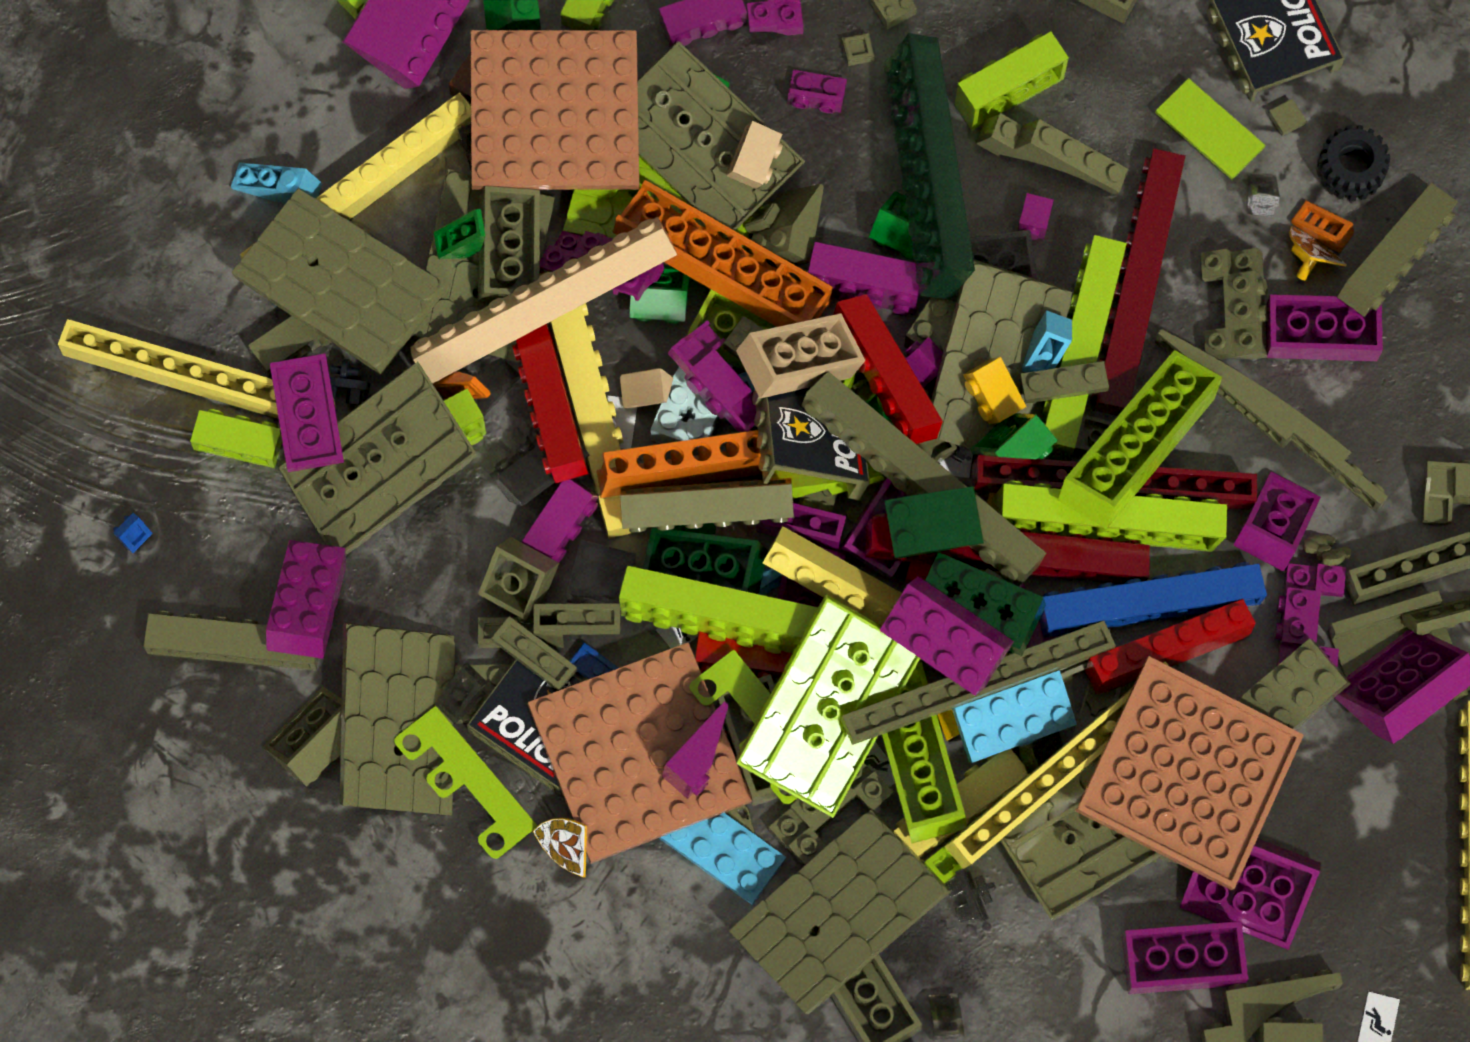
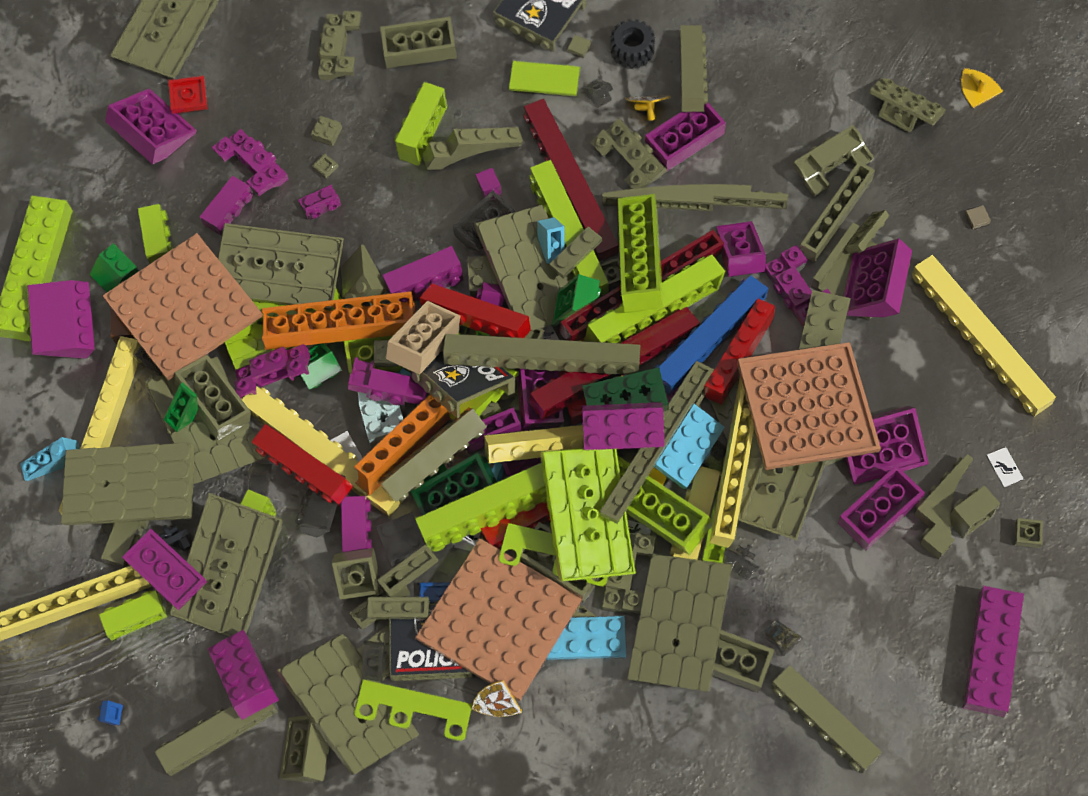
camera: 30 degrees left, 5 degrees down
(458, 382) = (238, 491): orange slope -> none
(543, 300) = (255, 410): tan brick -> none
(645, 388) = (347, 419): tan slope -> none
(692, 763) = (537, 597): magenta slope -> none
(755, 155) = (314, 252): tan brick -> none
(762, 218) = (342, 285): olive tile -> none
(892, 226) = (423, 237): green slope -> none
(929, 167) = (415, 194): clear green brick -> none
(934, 522) = (568, 370): dark green slope -> none
(994, 391) = (542, 283): yellow brick -> none
(1322, 547) = (779, 246): olive piece -> none
(1329, 238) = (642, 91): orange slope -> none

